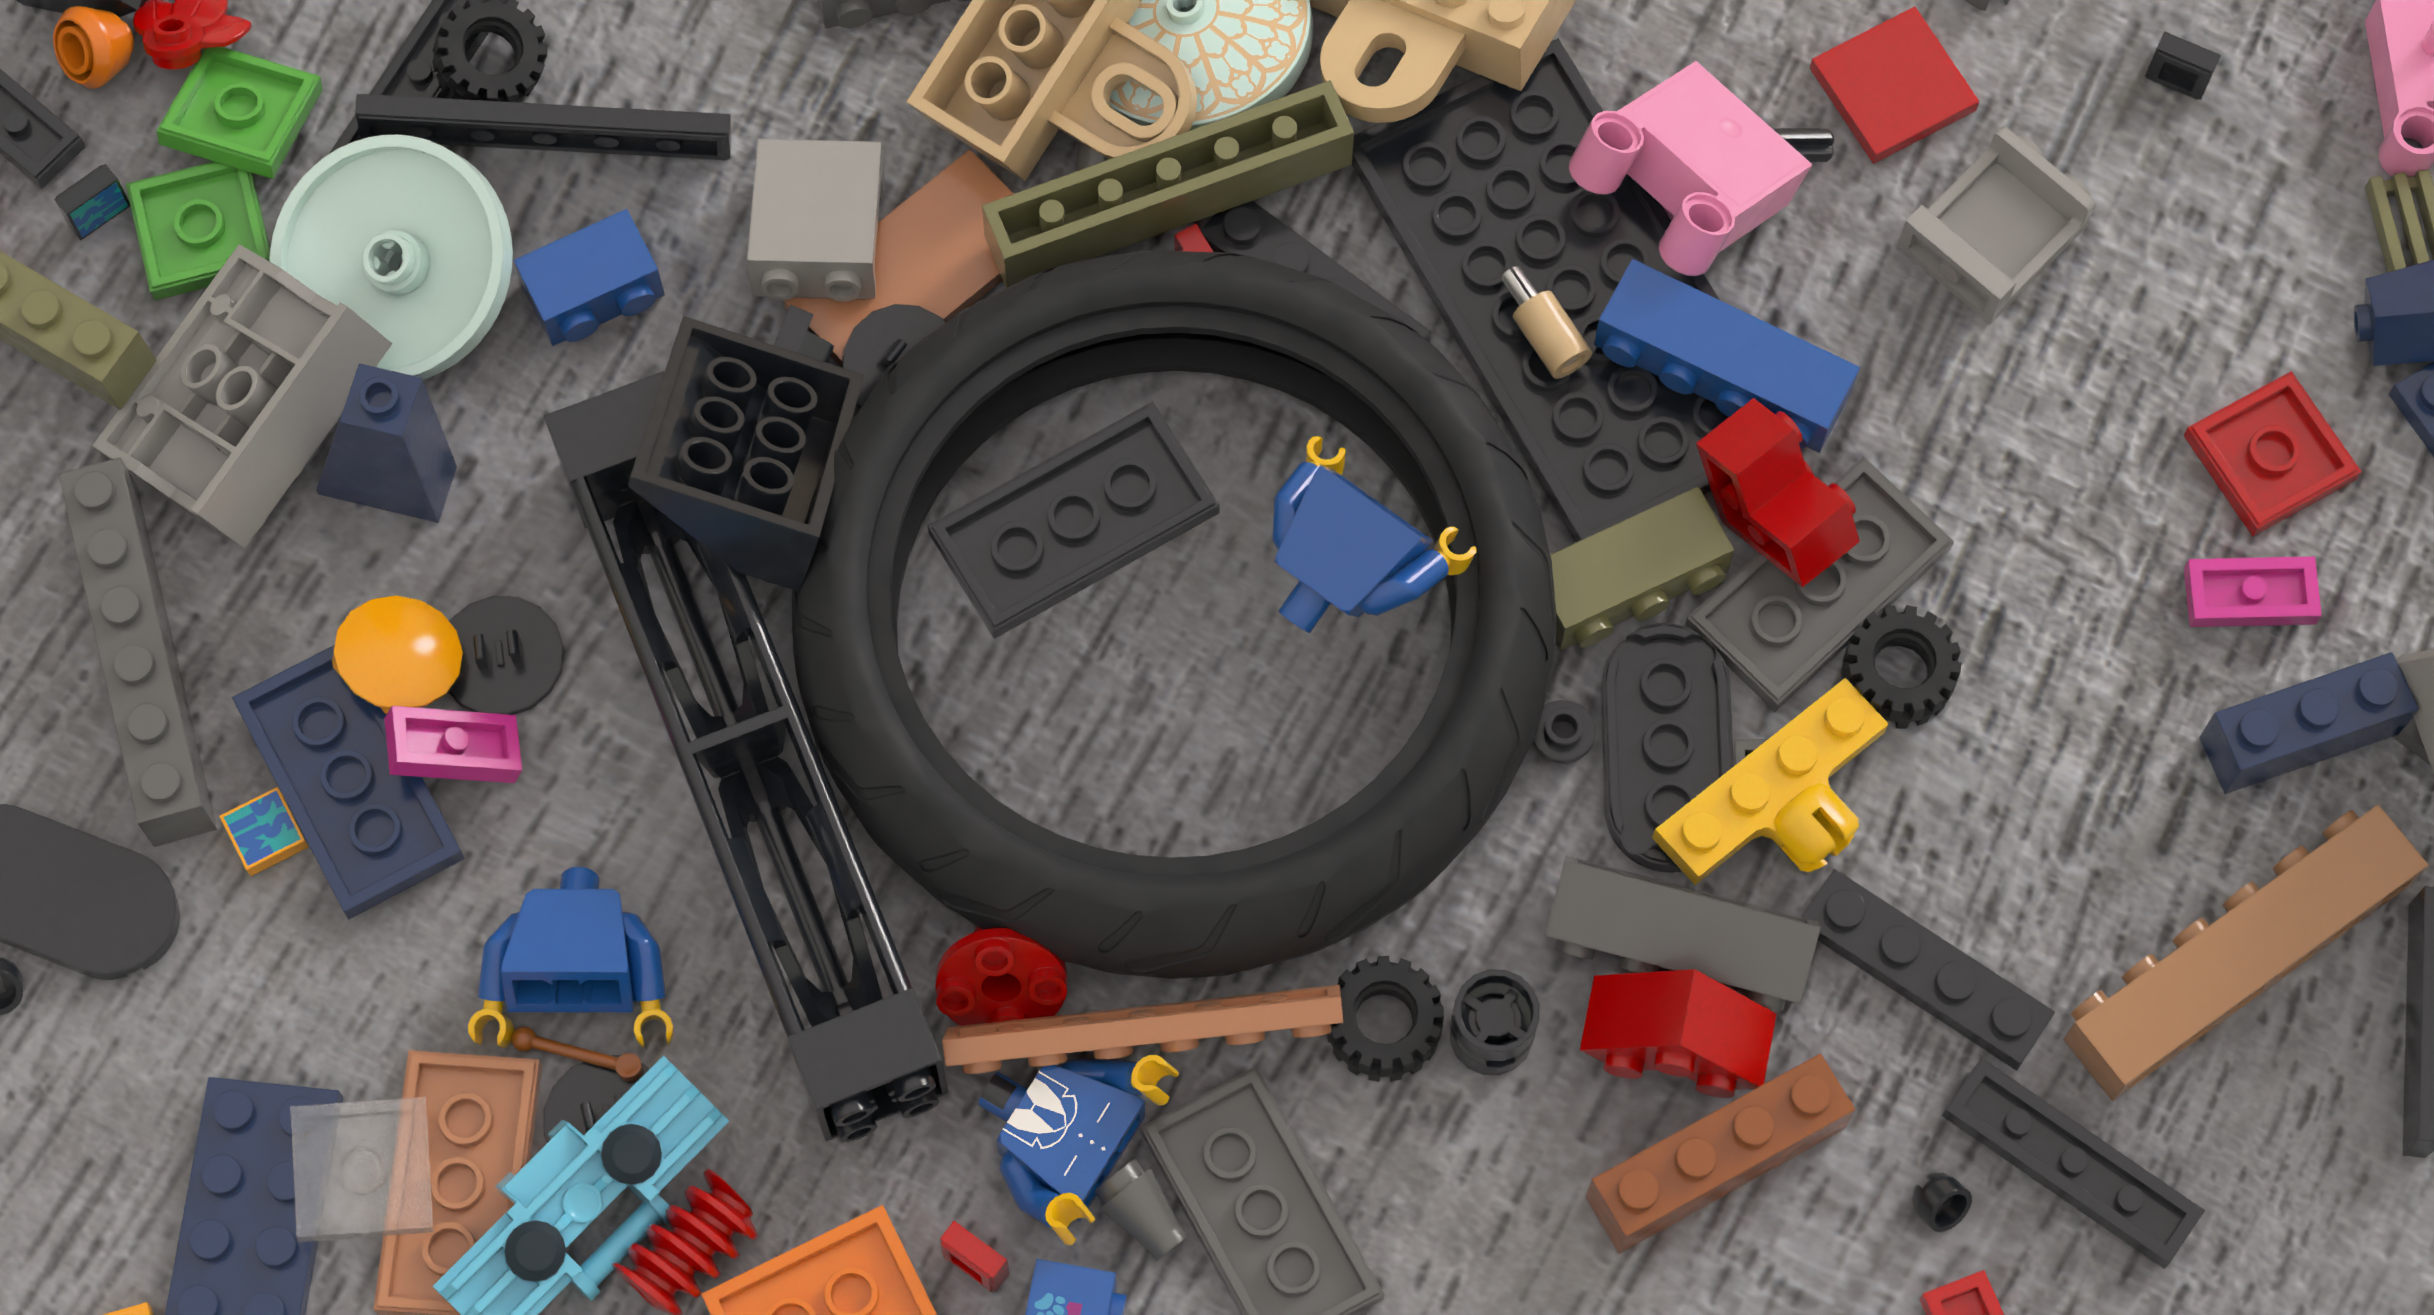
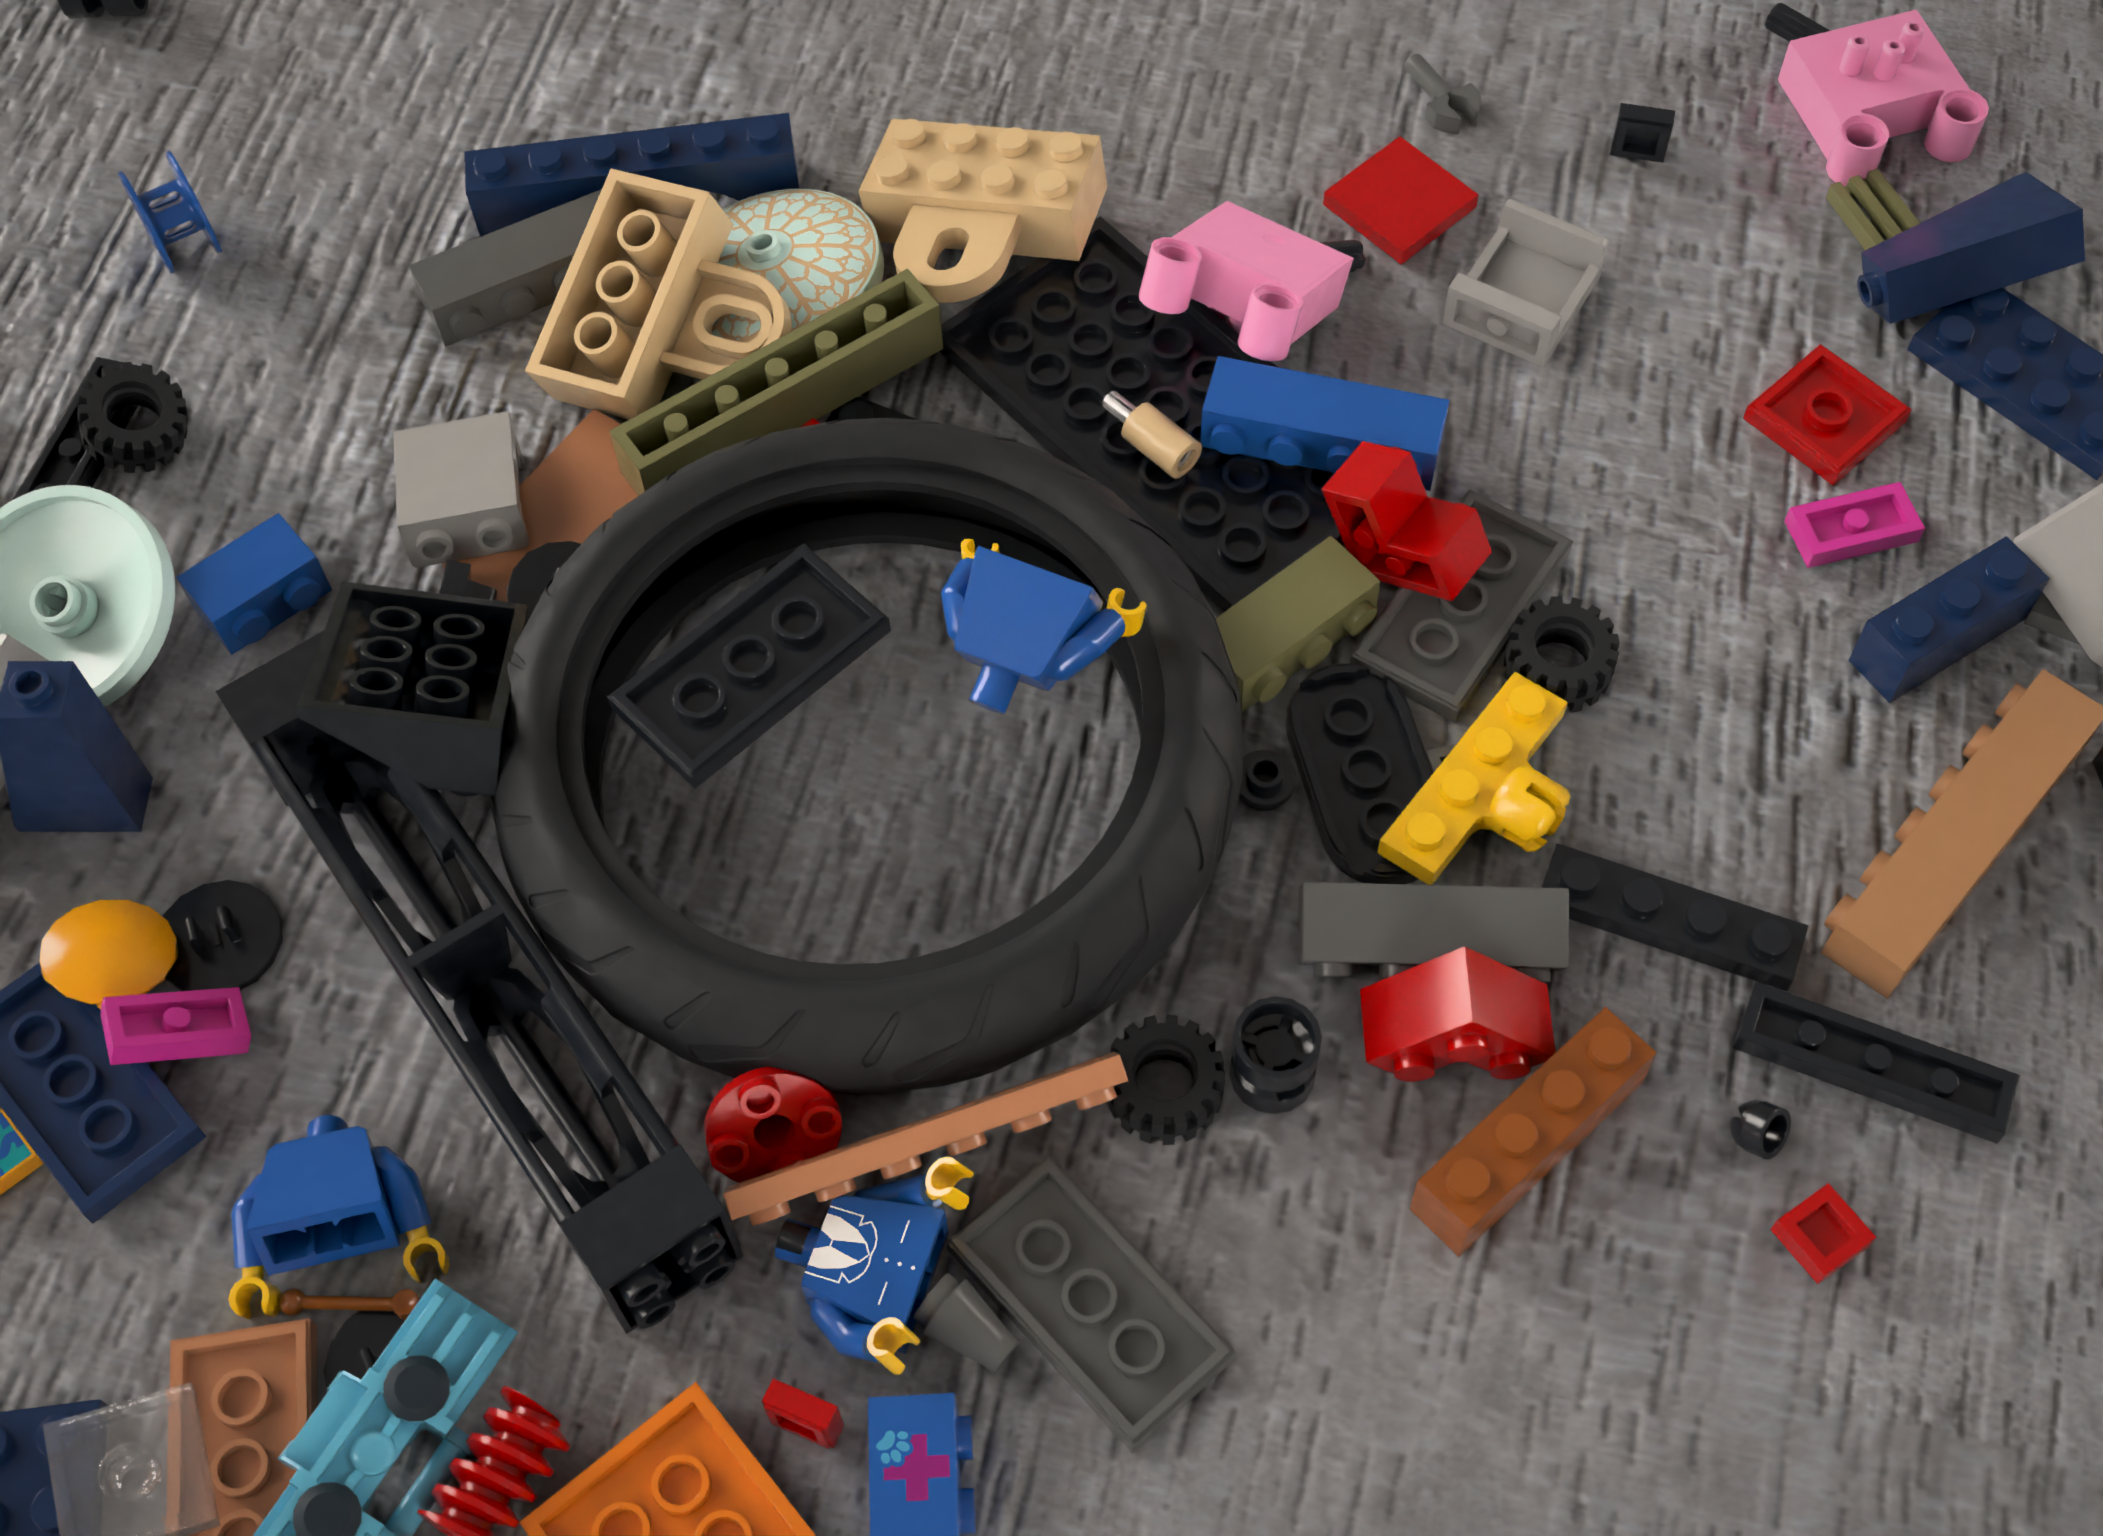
camera: 10 degrees left, 10 degrees down
(547, 126) = (203, 461): black tile -> none

